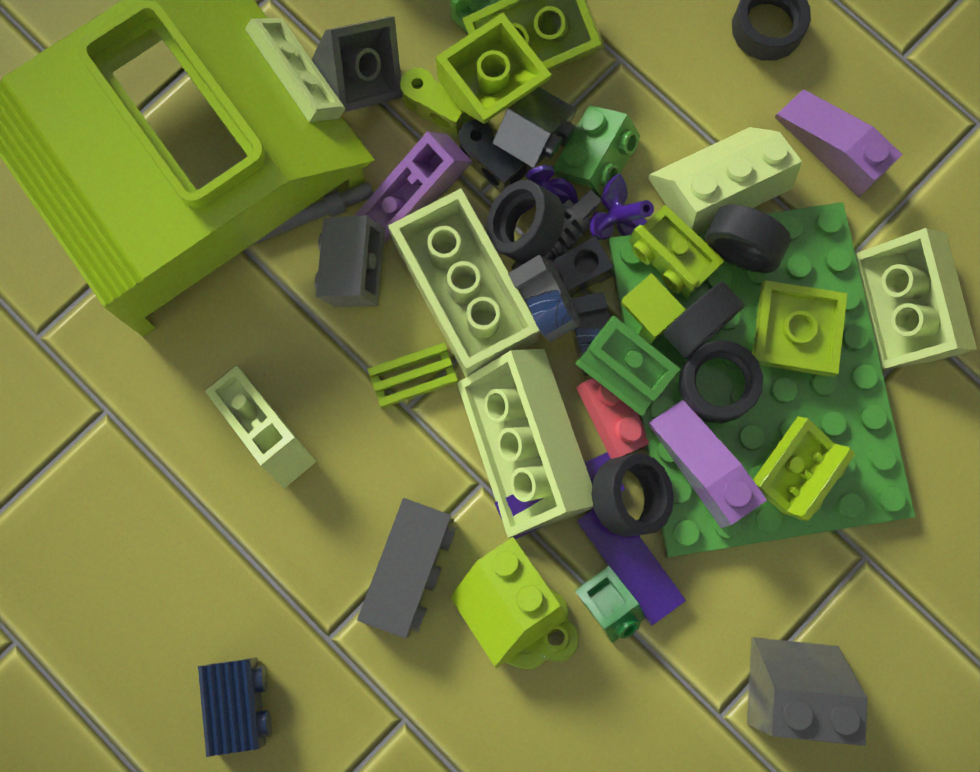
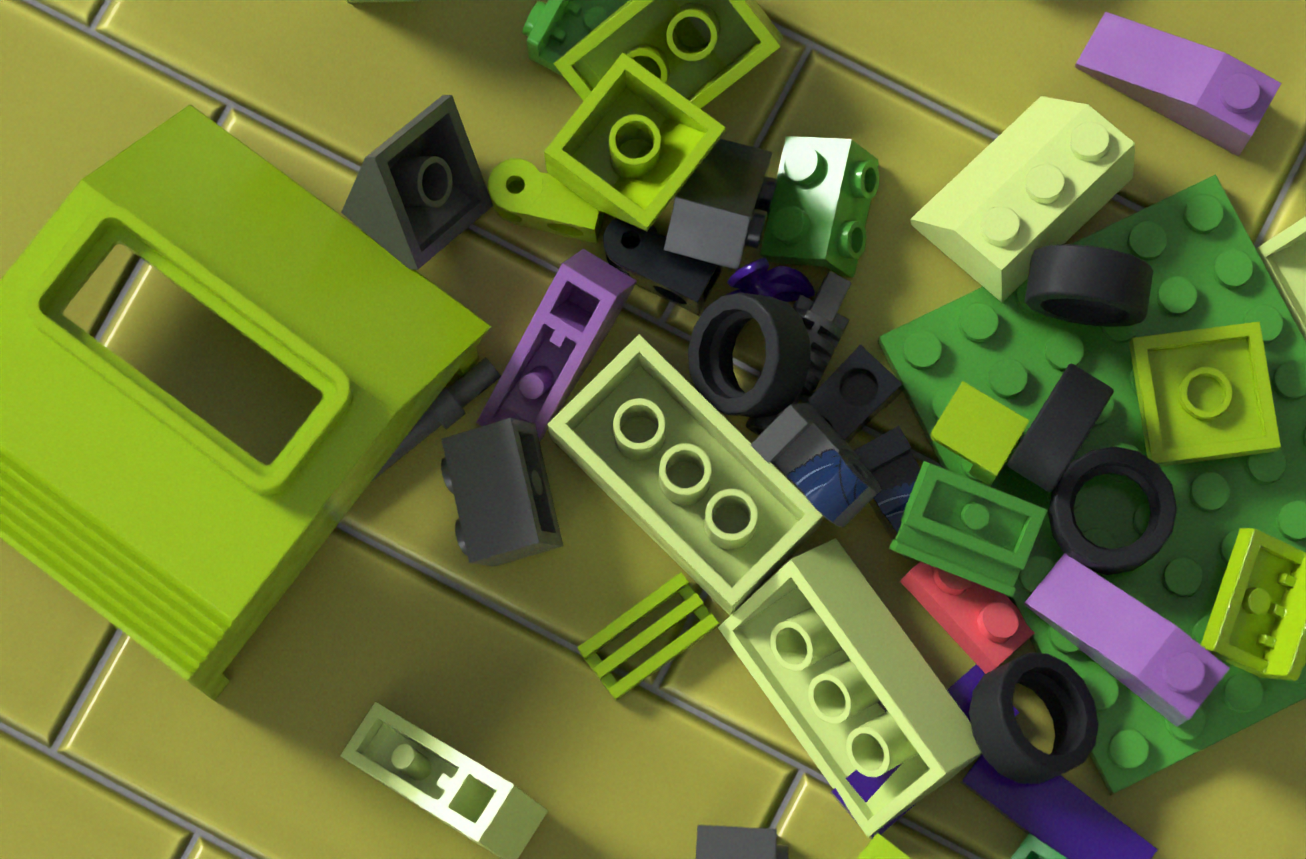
camera: 15 degrees left, 0 degrees up
(295, 69) = (329, 224): yellowish green tile -> none
(626, 216) = (900, 299): dark purple plant -> none
(674, 252) = (986, 333): lime bracket -> none

